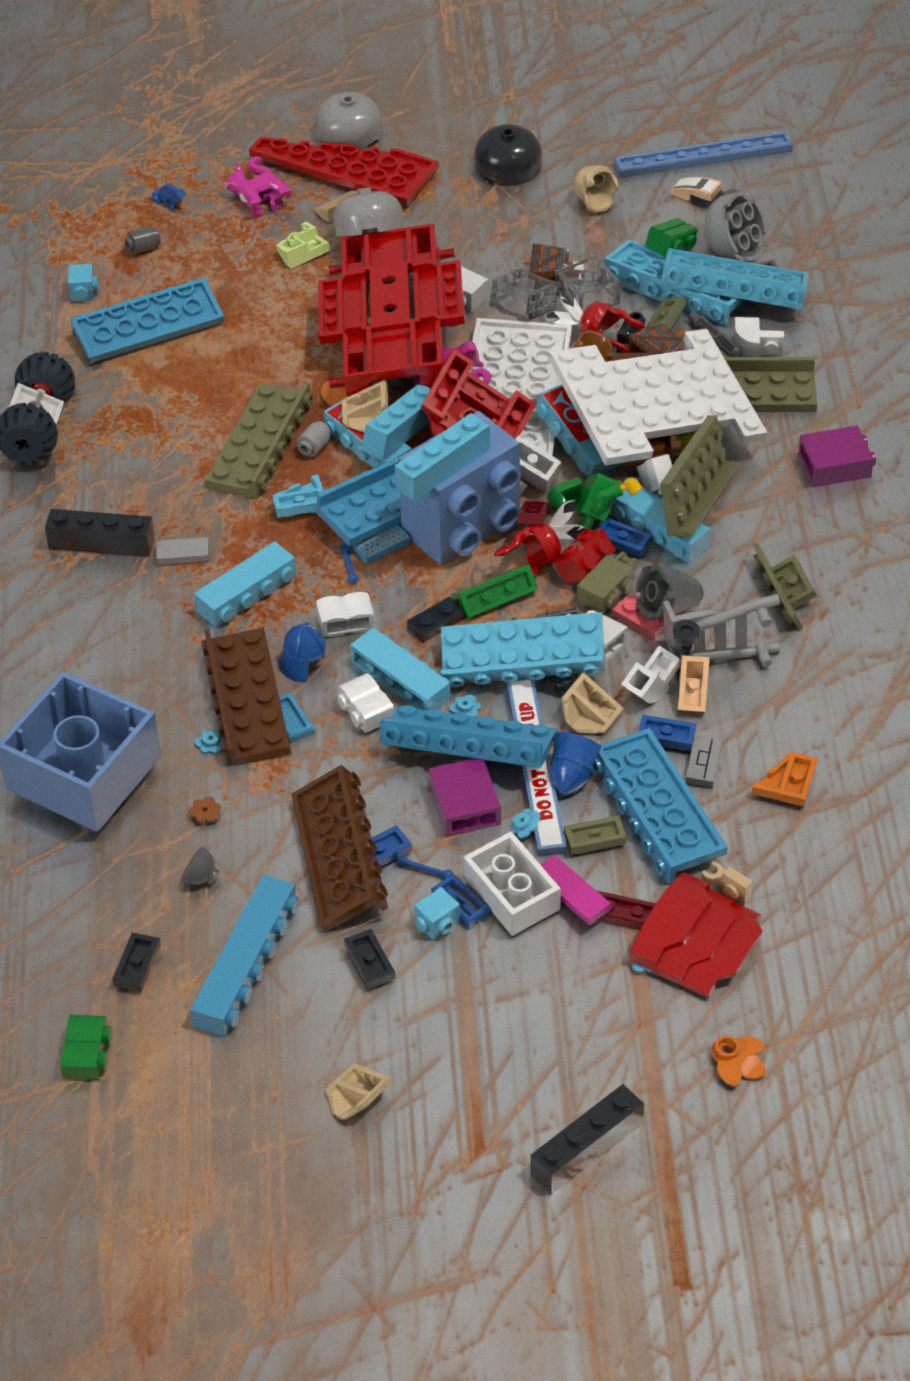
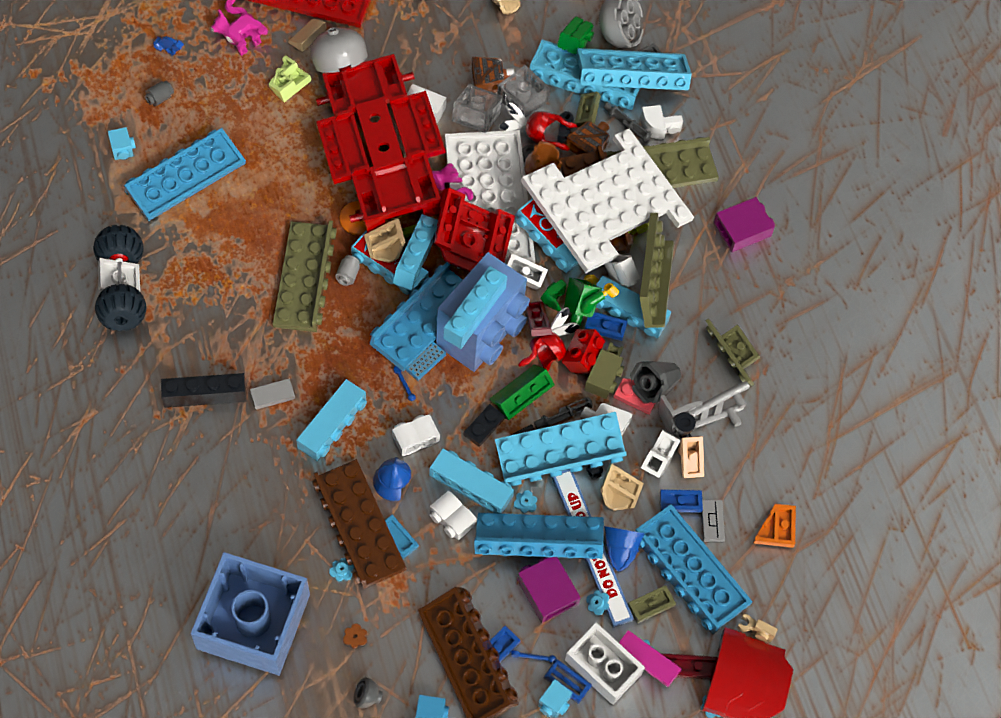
camera: 20 degrees left, 15 degrees up
(298, 499) = (352, 329): medium azure wing -> none

